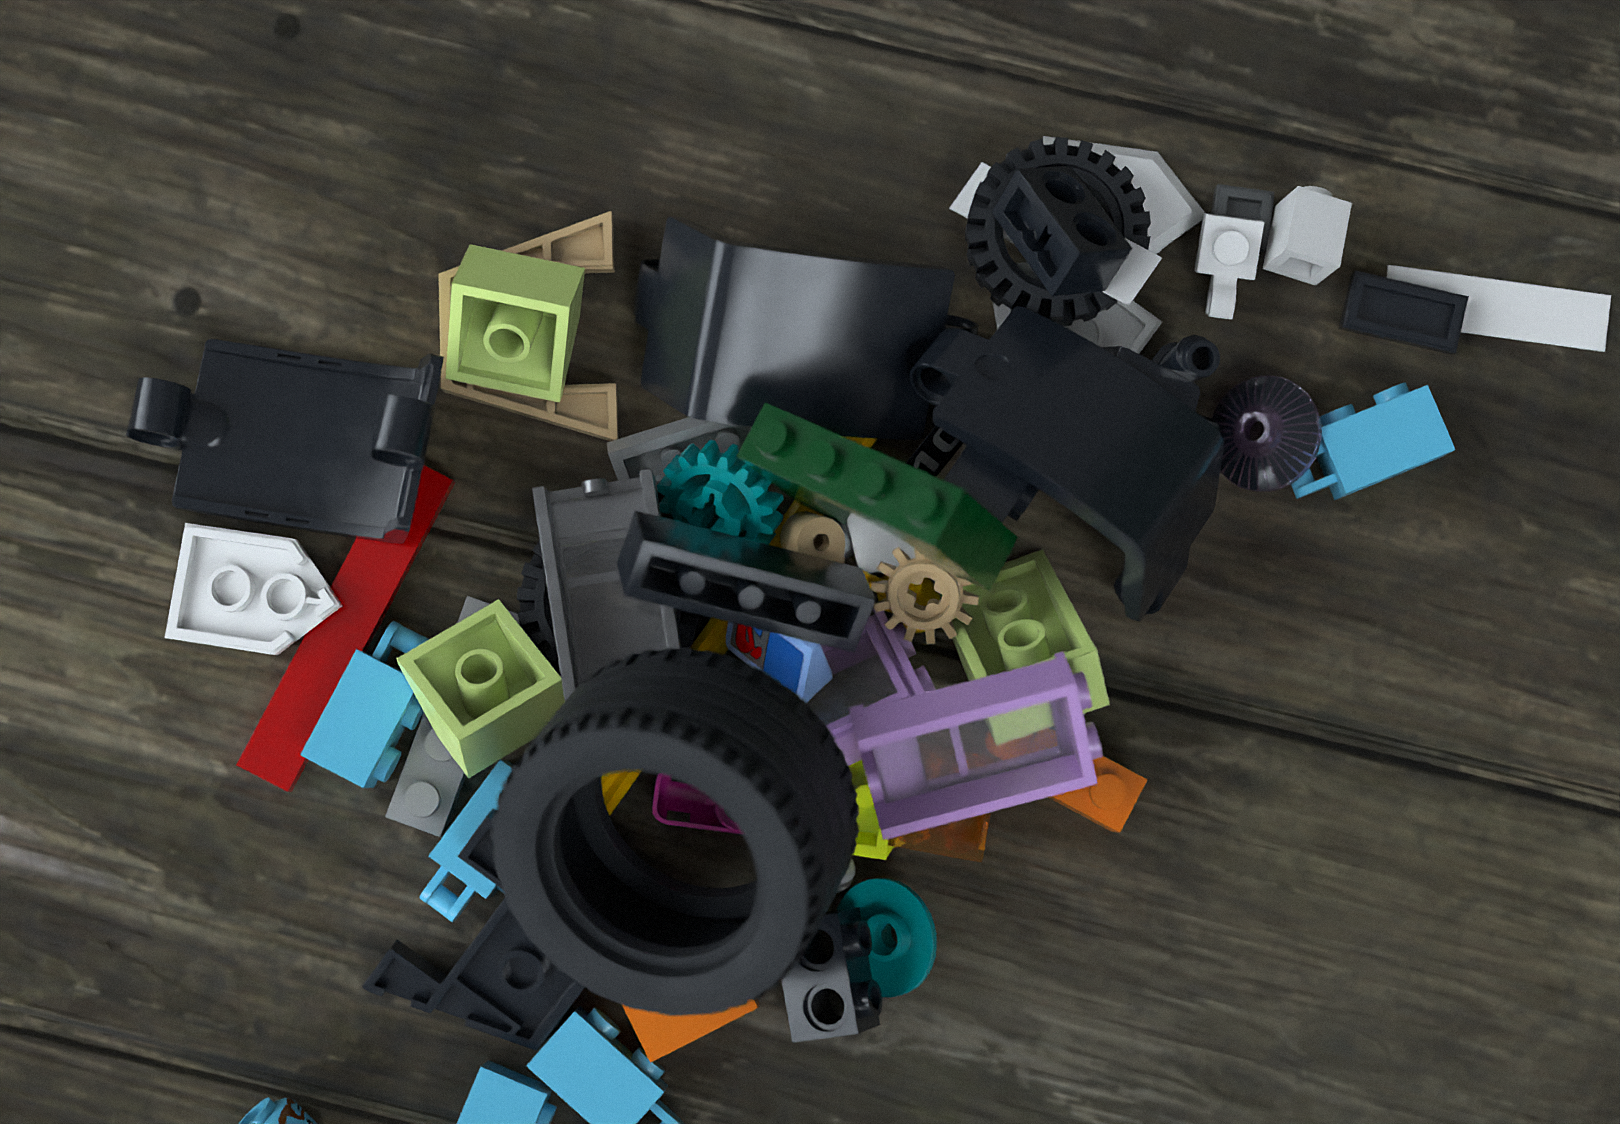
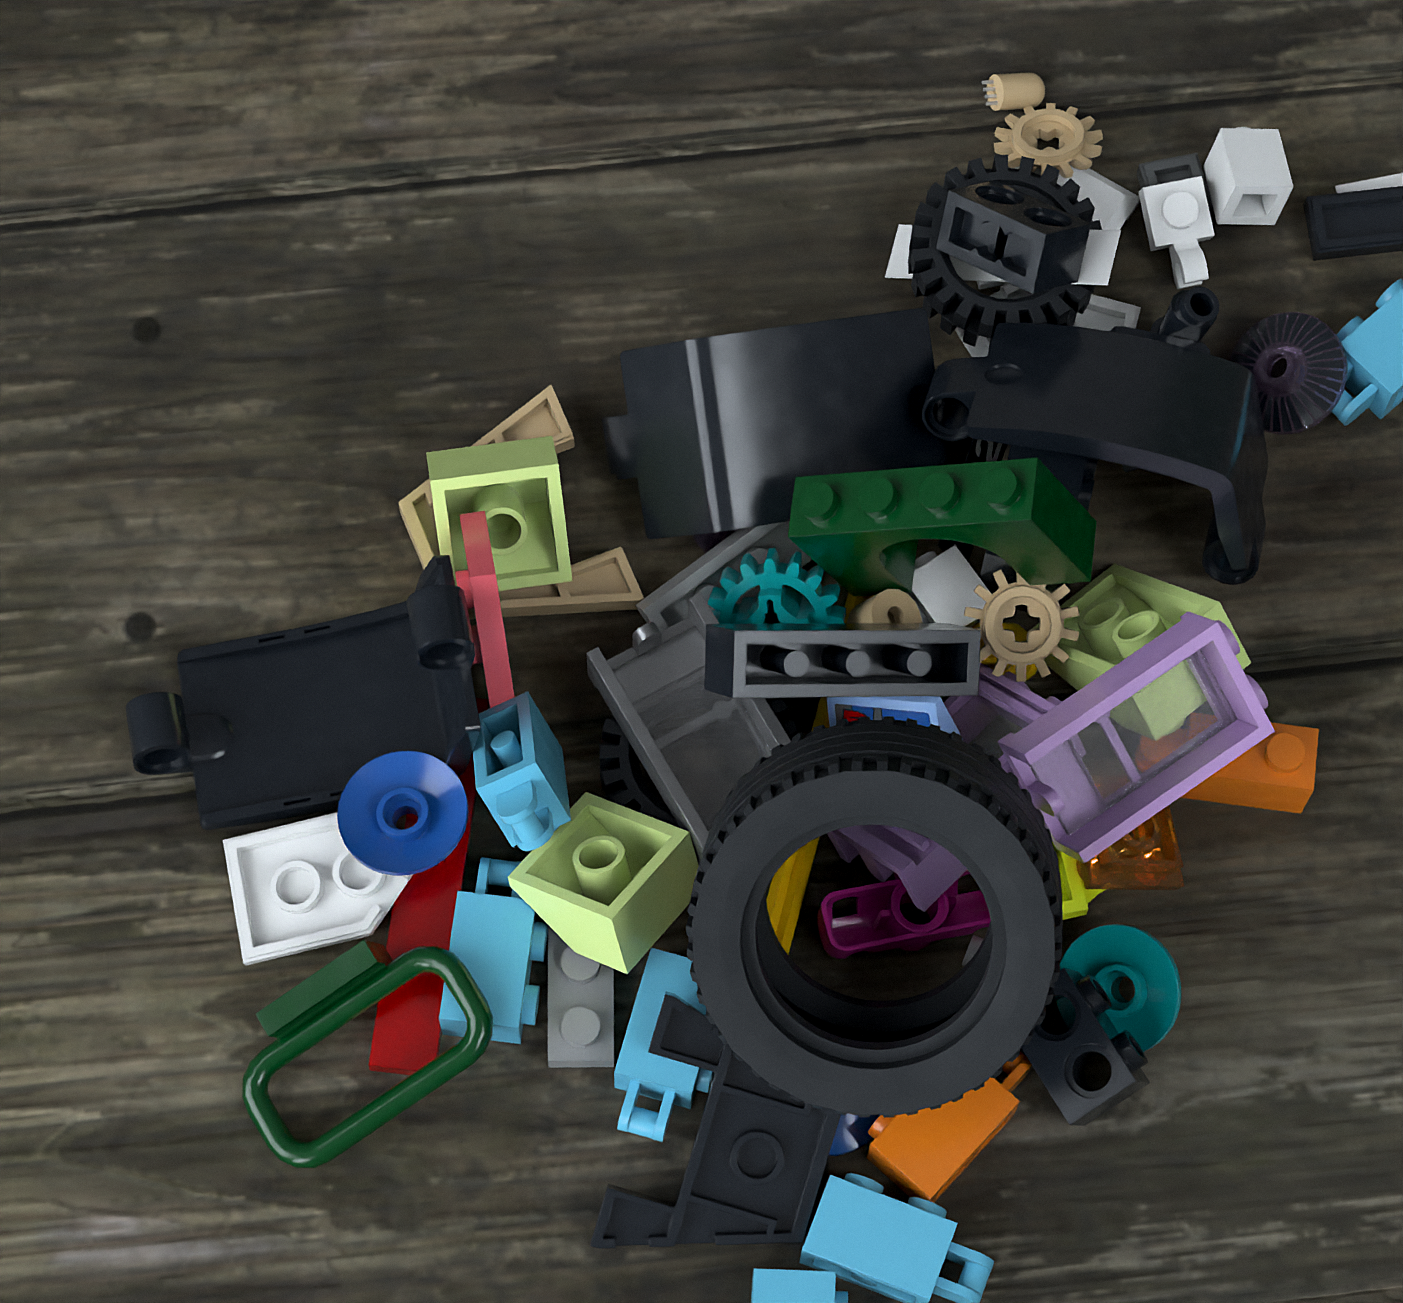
camera: 25 degrees left, 15 degrees down
(218, 706) = (329, 1002): none -> dark green bar
(311, 549) = (395, 787): none -> blue dish
(442, 568) = (521, 772): none -> medium azure brick
(459, 432) = (482, 594): none -> coral wing
(1135, 71) = (1014, 91): none -> tan piece
(1150, 116) = (1075, 140): none -> tan gear

